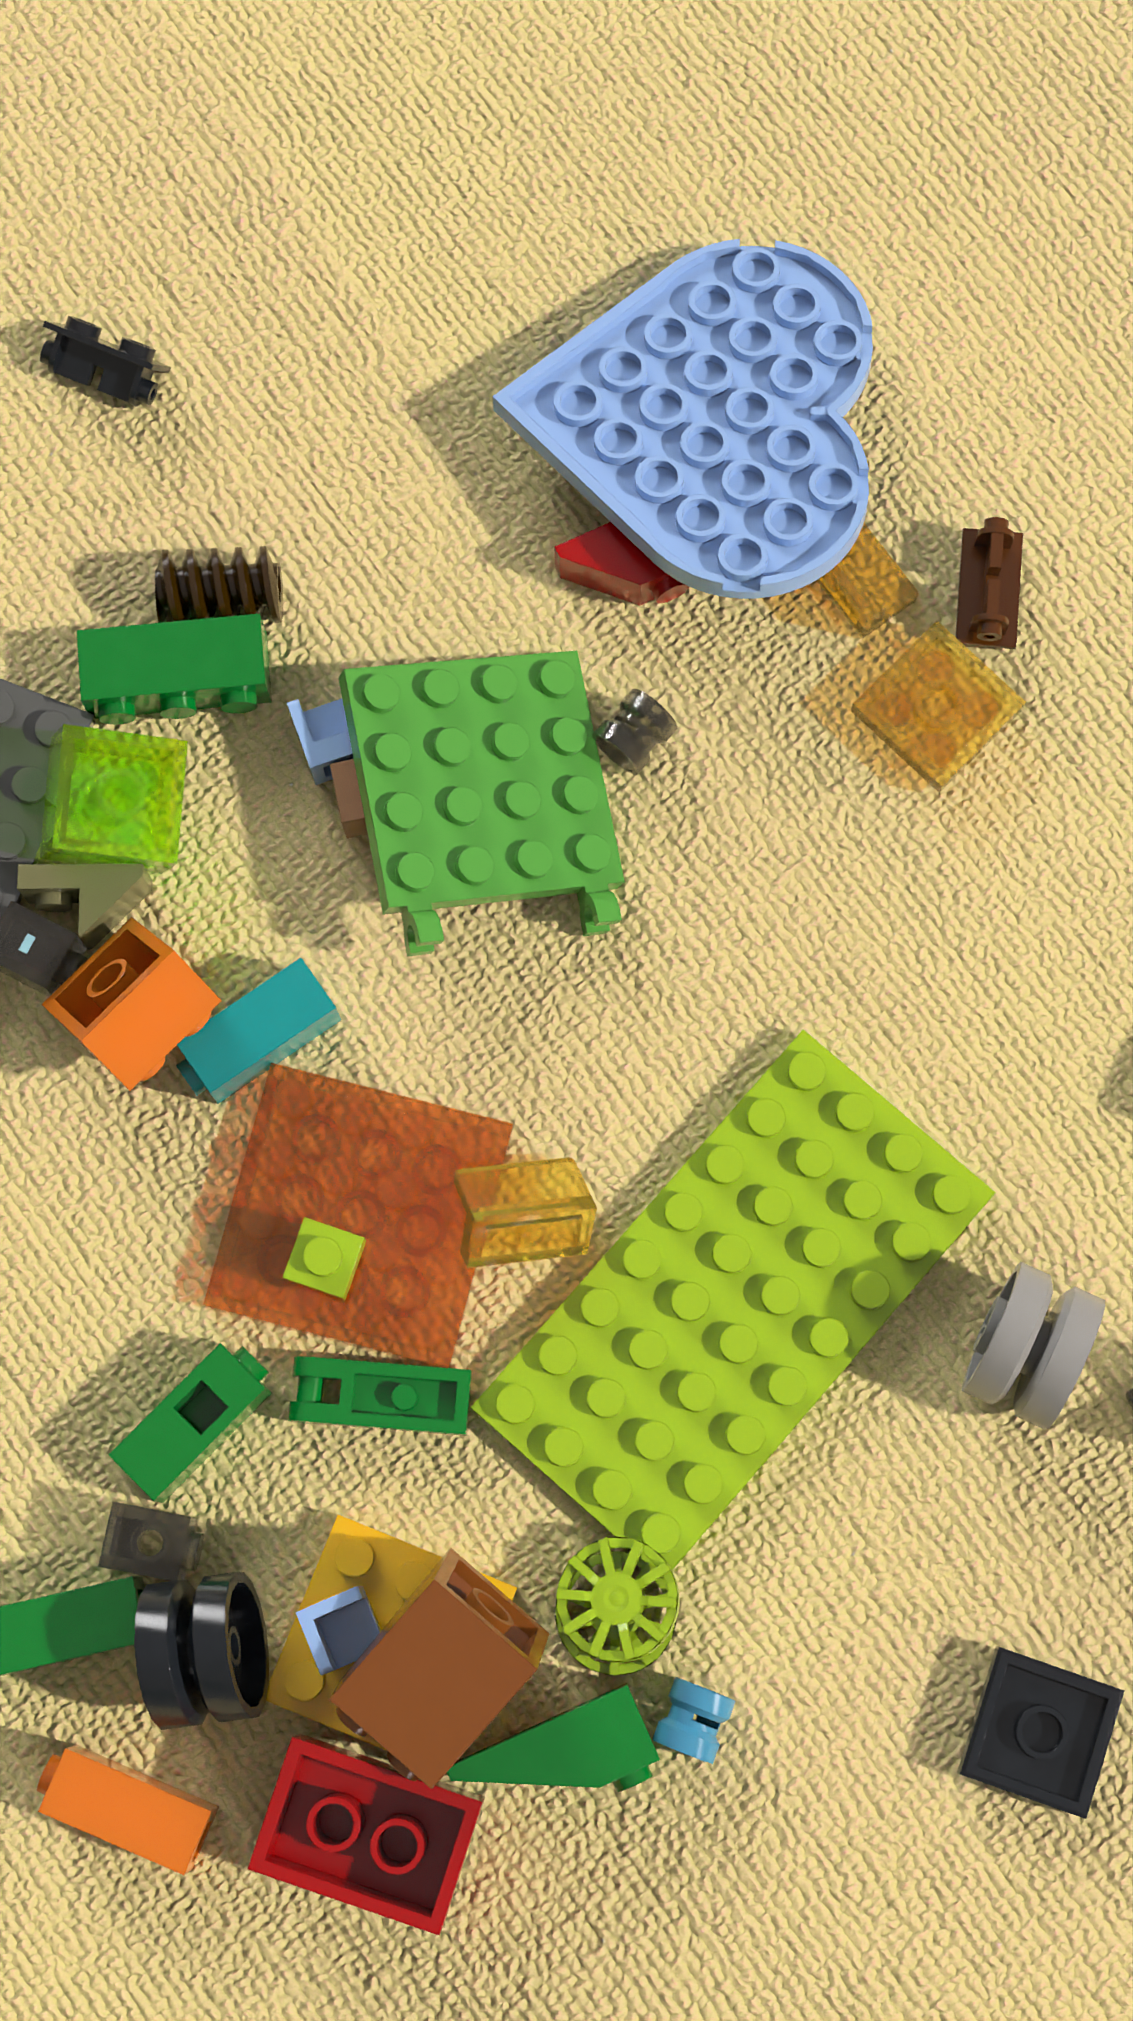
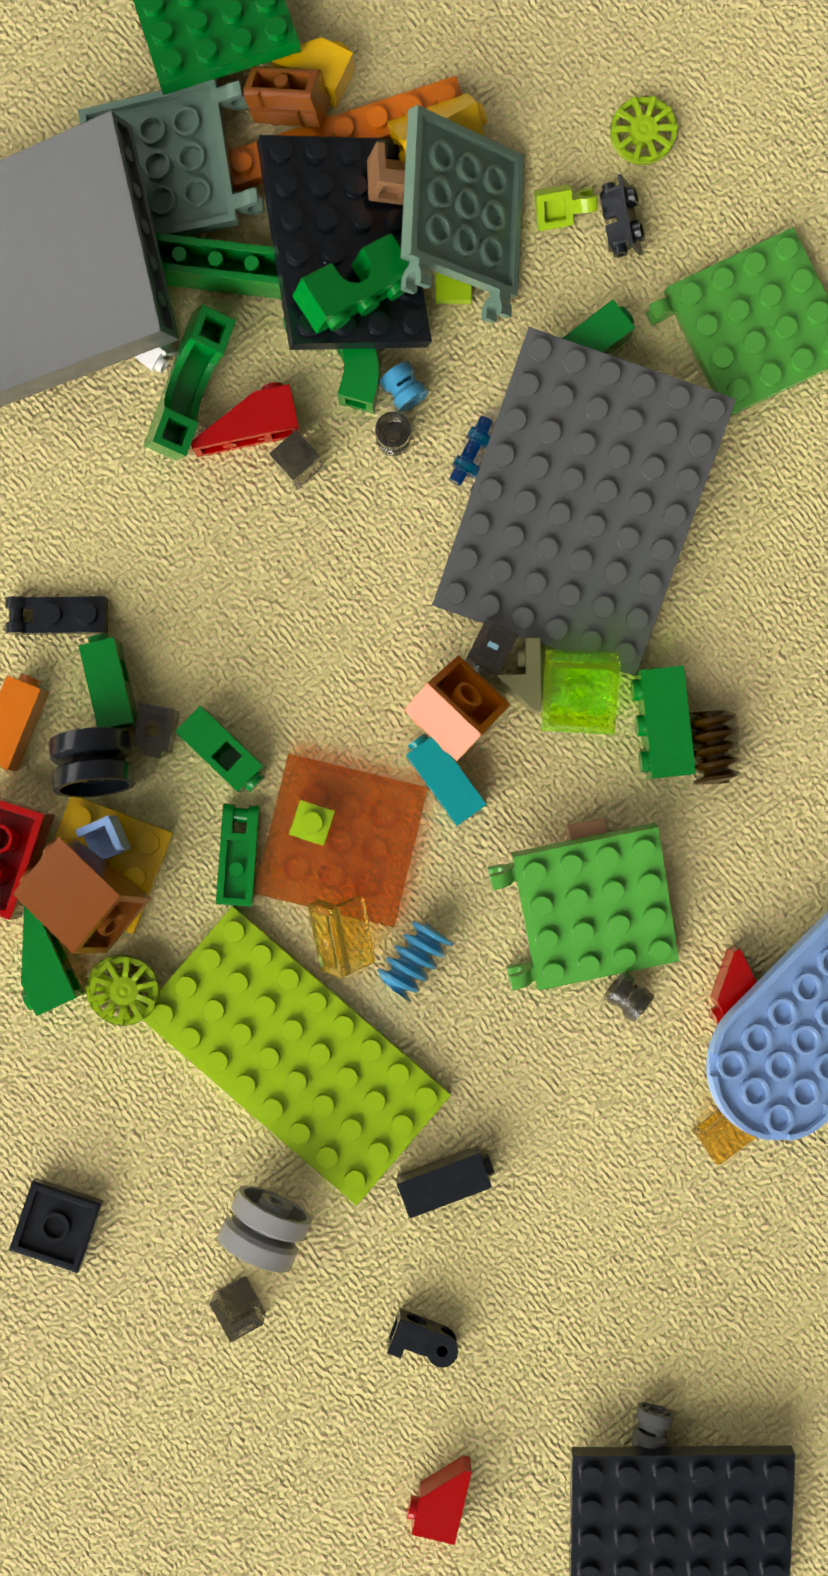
camera: 85 degrees right, 10 degrees up
(322, 736) = (623, 812): light blue panel -> none
(566, 1088) = (414, 959): none -> dark azure piece
(688, 1735) = (60, 1033): dark azure wheel -> none
(938, 706) = (647, 1176): clear yellow plate -> none
(950, 1039) = (445, 1181): none -> black brick
(989, 585) = (723, 1207): reddish brown hinge -> none

